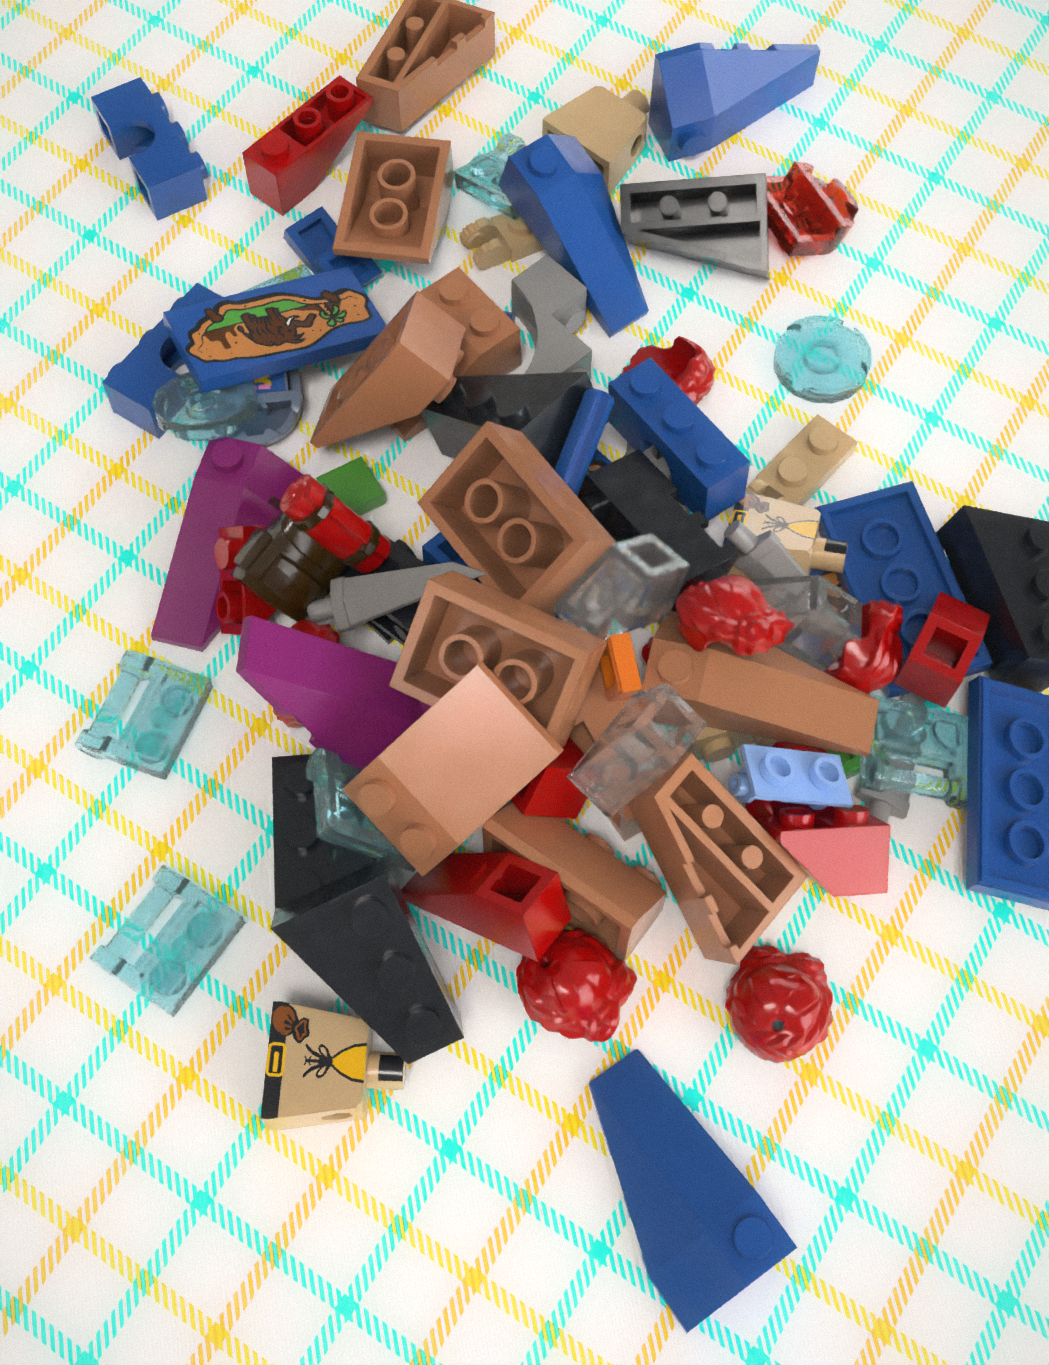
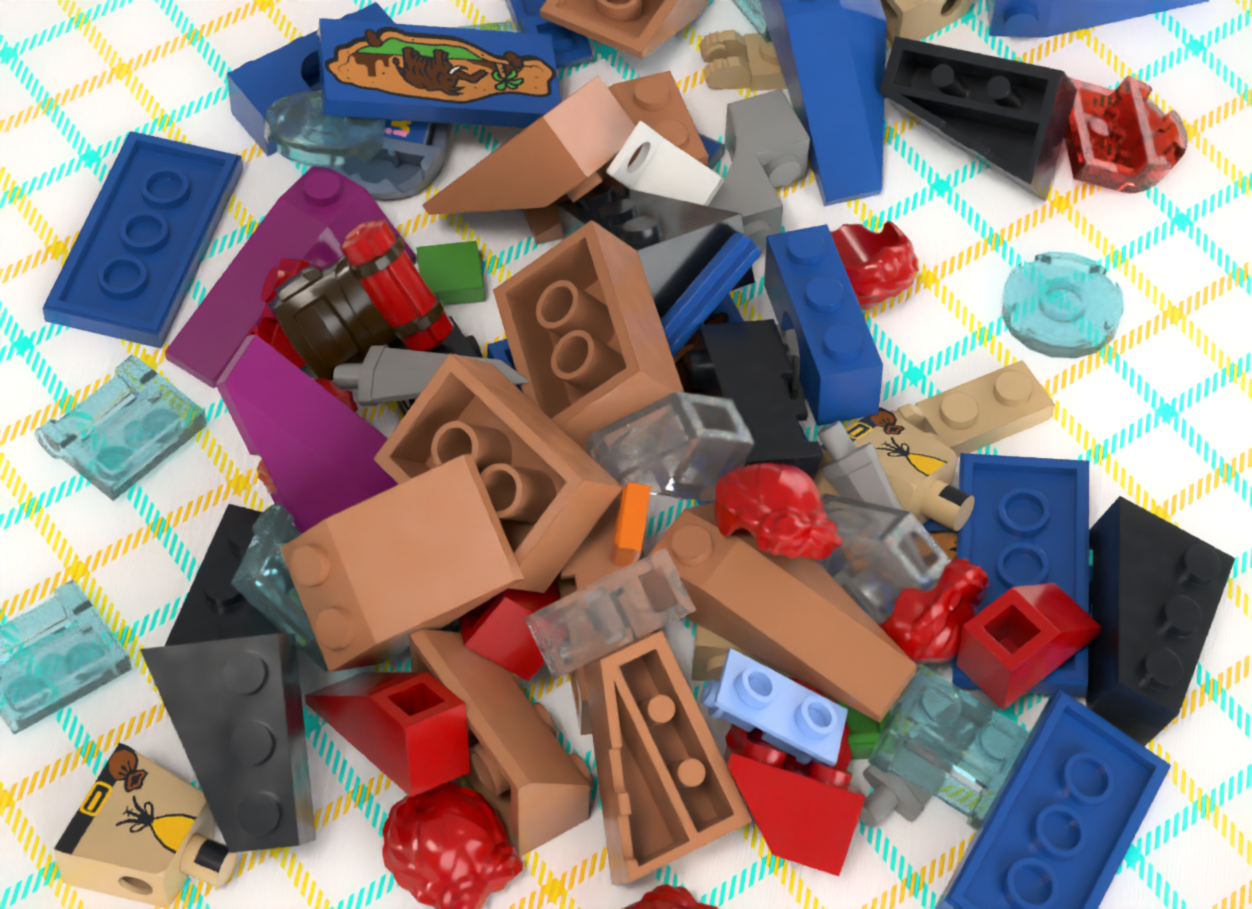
camera: 20 degrees right, 10 degrees down
(90, 545) = (143, 239): none -> blue tile
(499, 352) = (663, 169): none -> white bracket

